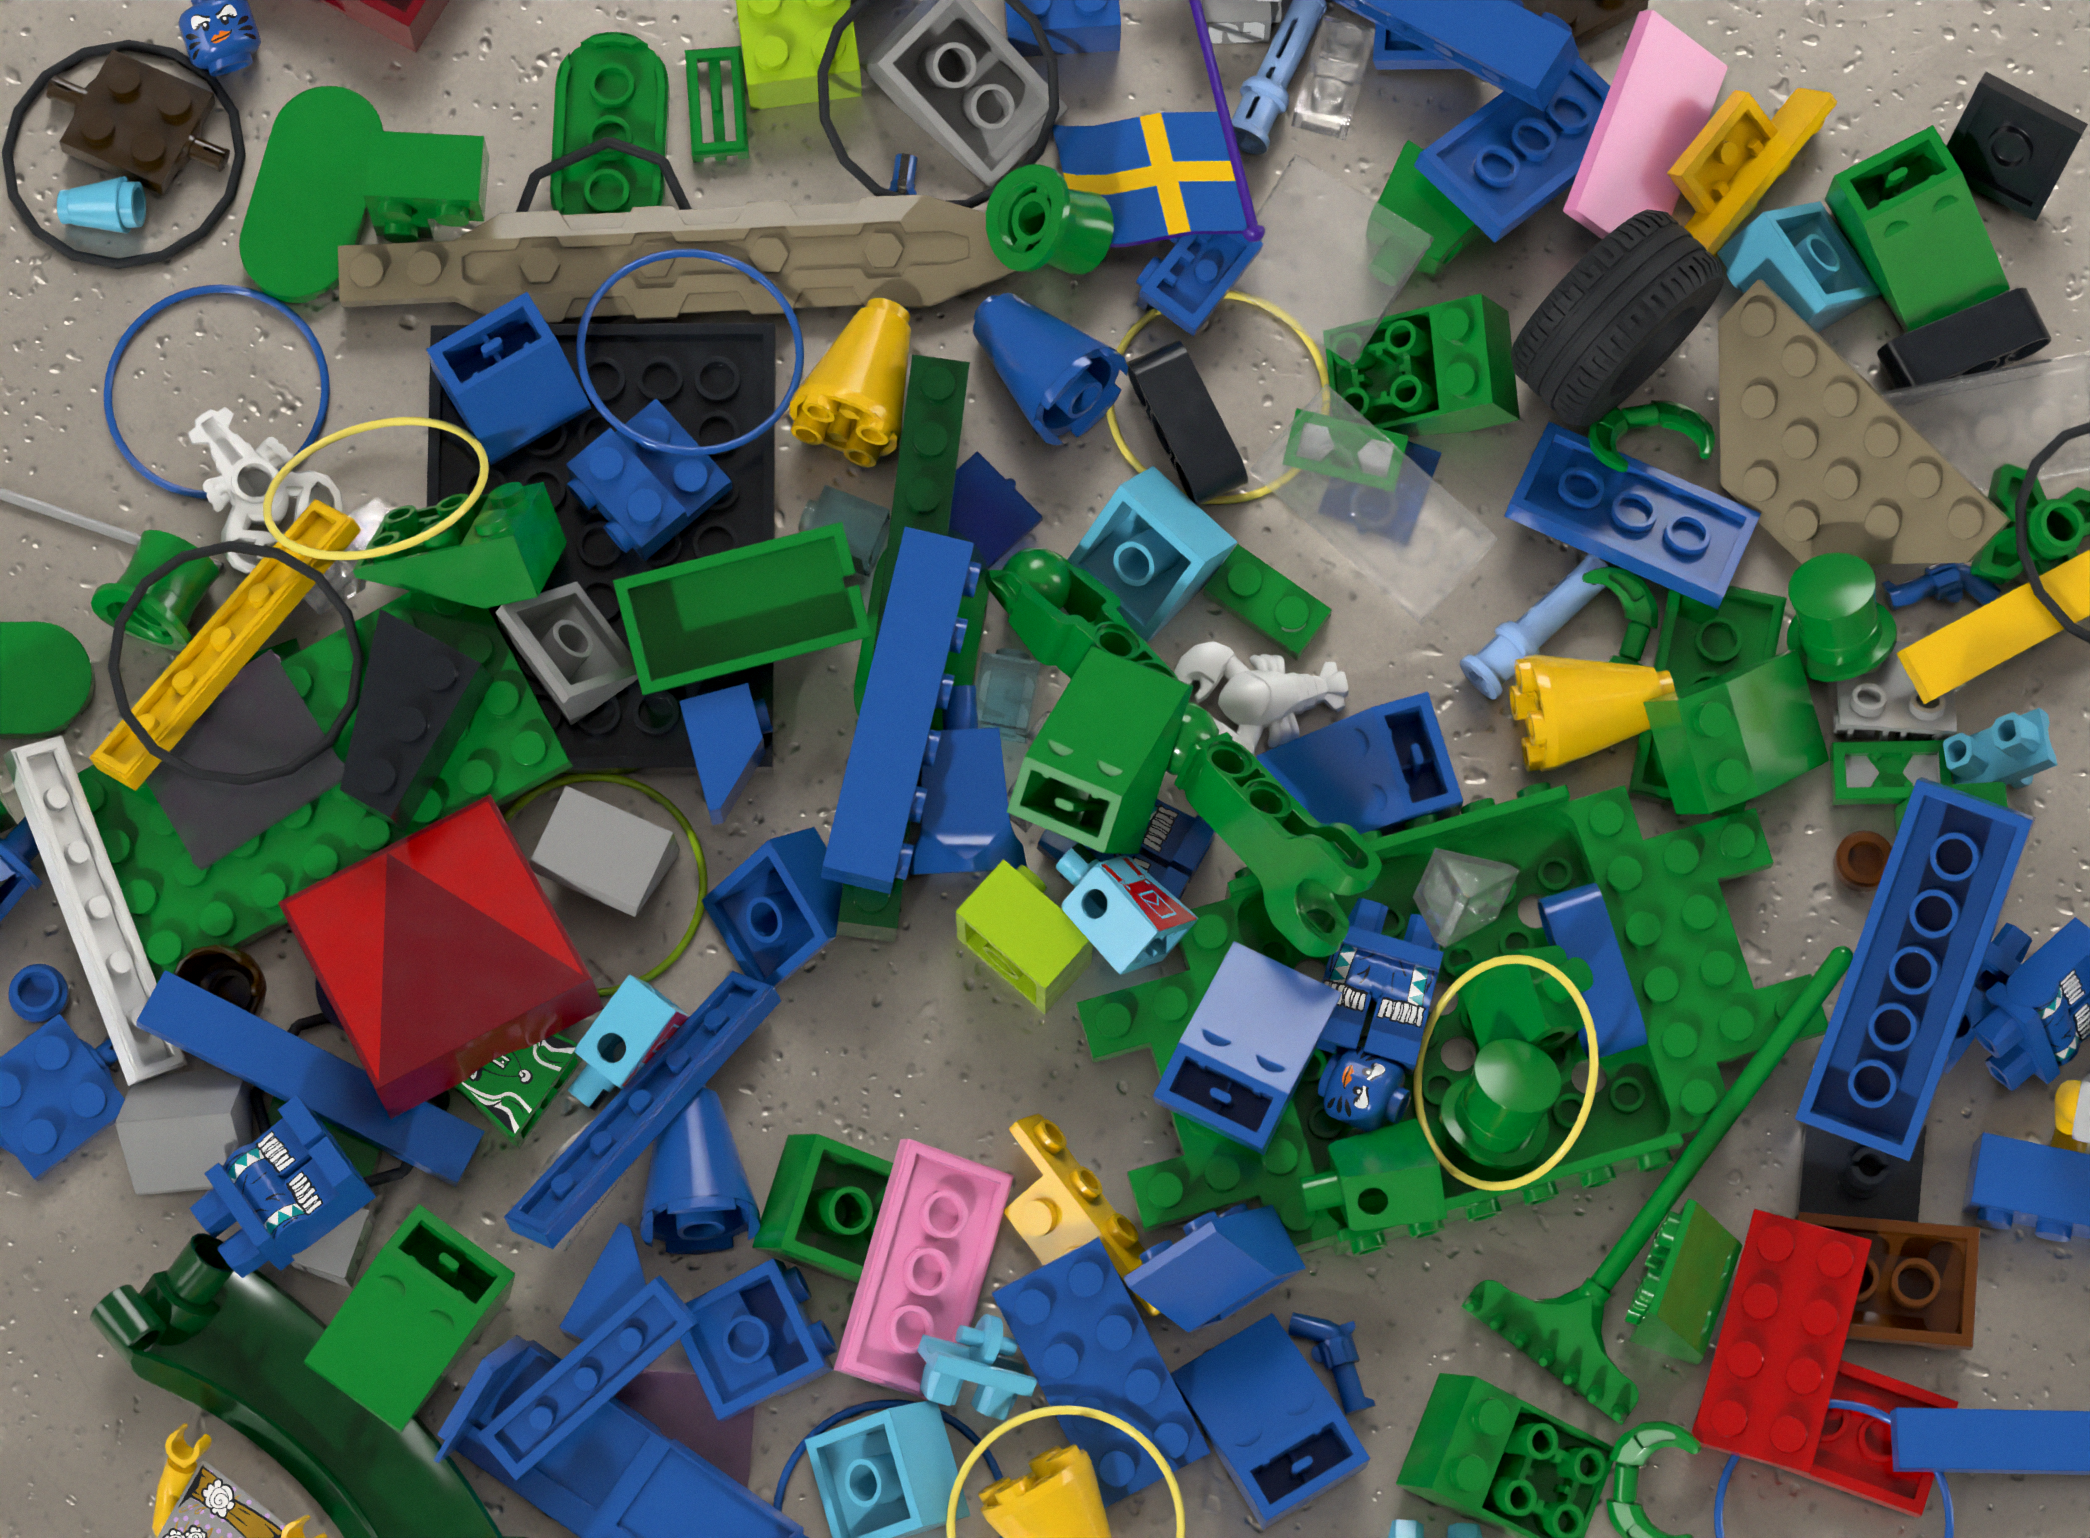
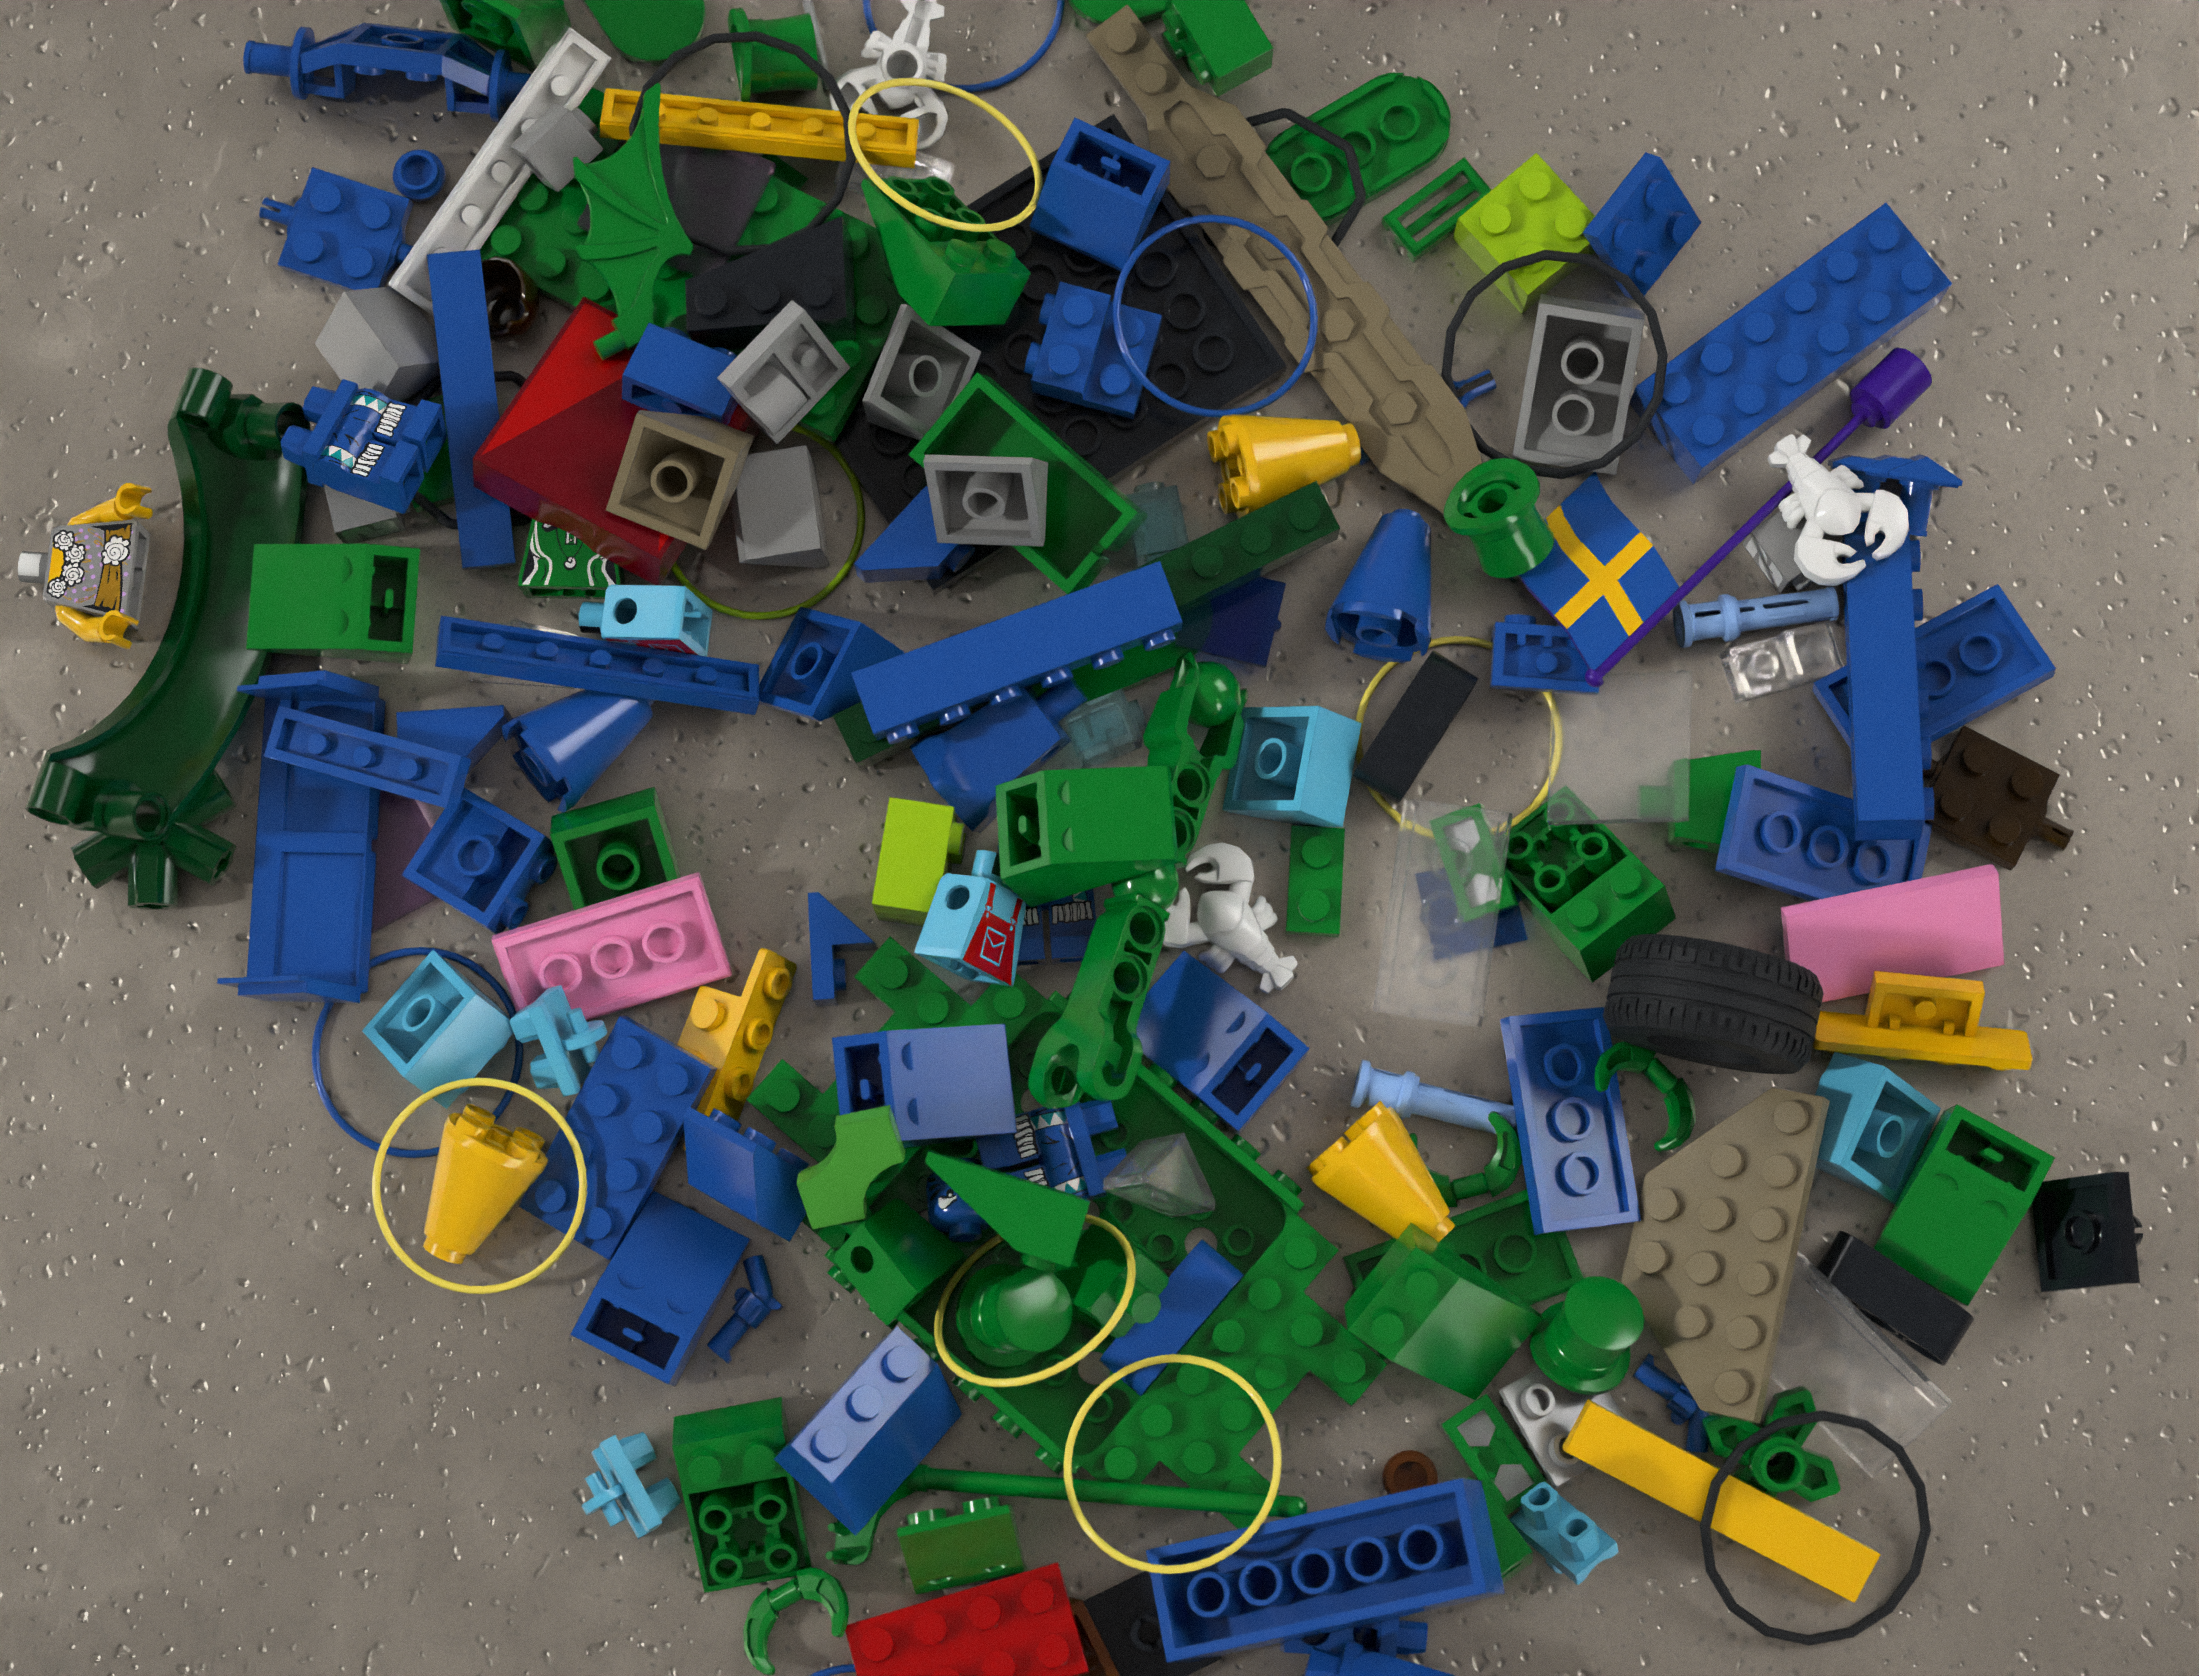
camera: 60 degrees right, 5 degrees up
(115, 835) = (554, 141): none -> light grey brick
(249, 810) = (630, 226): none -> green animal
(432, 852) = (678, 376): none -> blue brick
(491, 754) = (783, 372): none -> light grey plate
(526, 908) = (679, 474): none -> dark tan slope
(742, 645) = (988, 499): none -> light grey slope
(1033, 1060) = (831, 934): none -> blue slope
(1278, 1131) = (838, 1185): none -> bright green tile
(1438, 1018) = (1024, 1213): none -> green slope
(1526, 1300) = (872, 1431): none -> blue slope
(1805, 1129) = (1277, 1464): none -> light yellow piece

